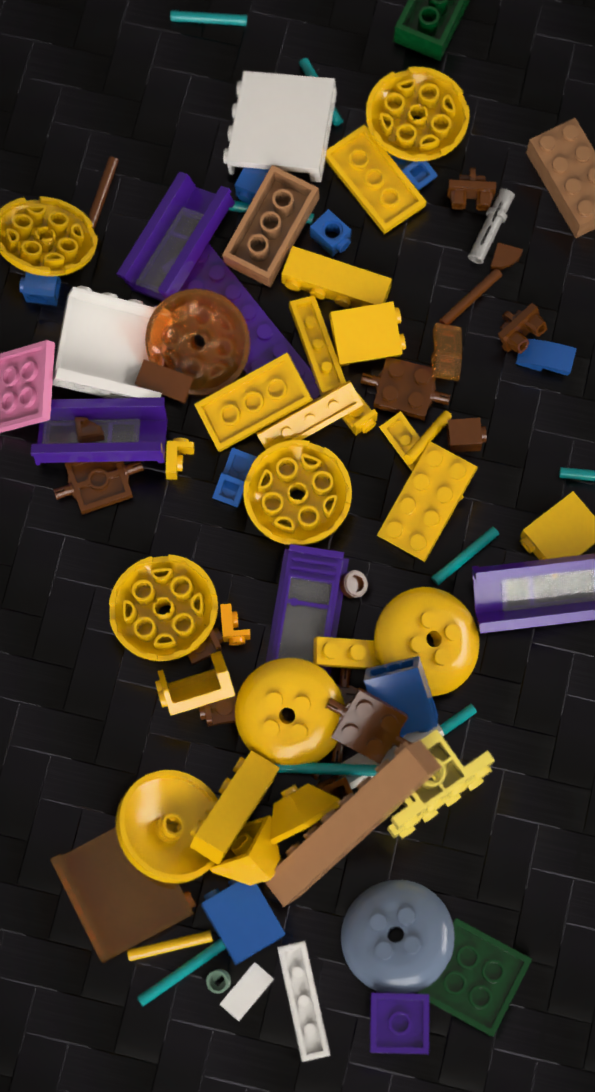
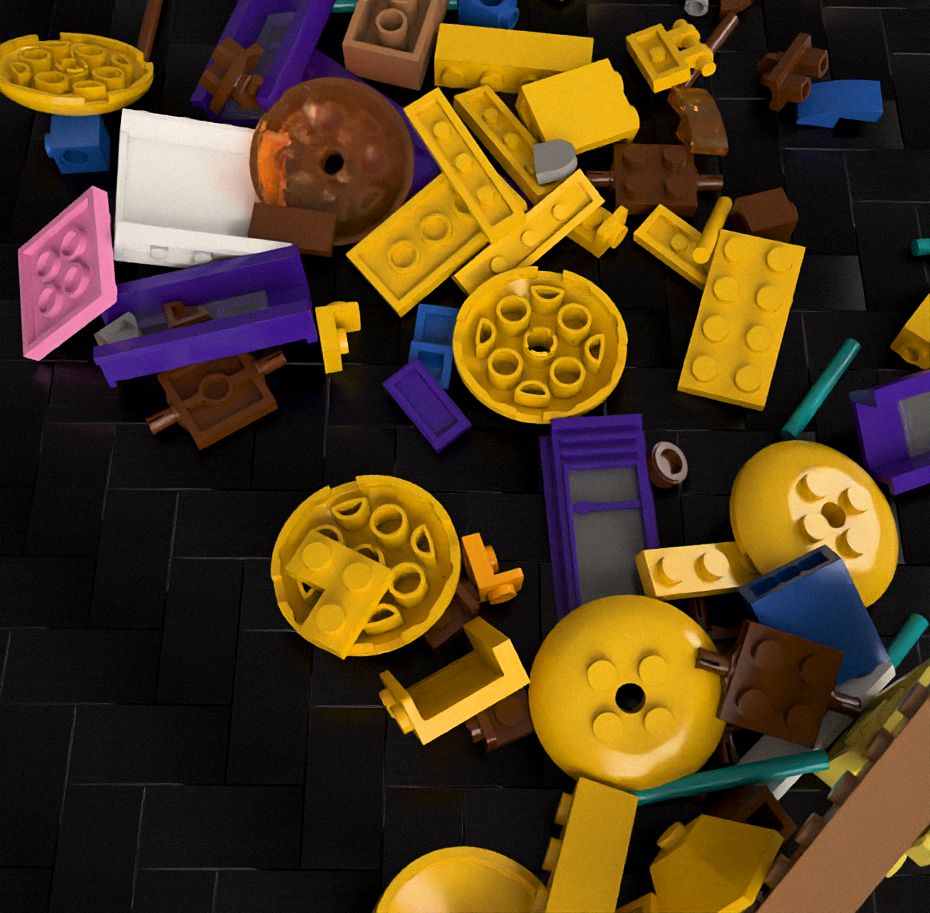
camera: 15 degrees left, 10 degrees down
(47, 433) = (120, 329): none -> light grey tile
(144, 268) = (237, 80): none -> reddish brown hips
(150, 623) = (350, 590): none -> yellow plate
(221, 515) = (427, 404): none -> dark purple tile
(277, 367) = (465, 165): none -> yellow plate
(337, 370) = (554, 160): none -> light grey tile
(434, 301) = (662, 62): none -> yellow plate

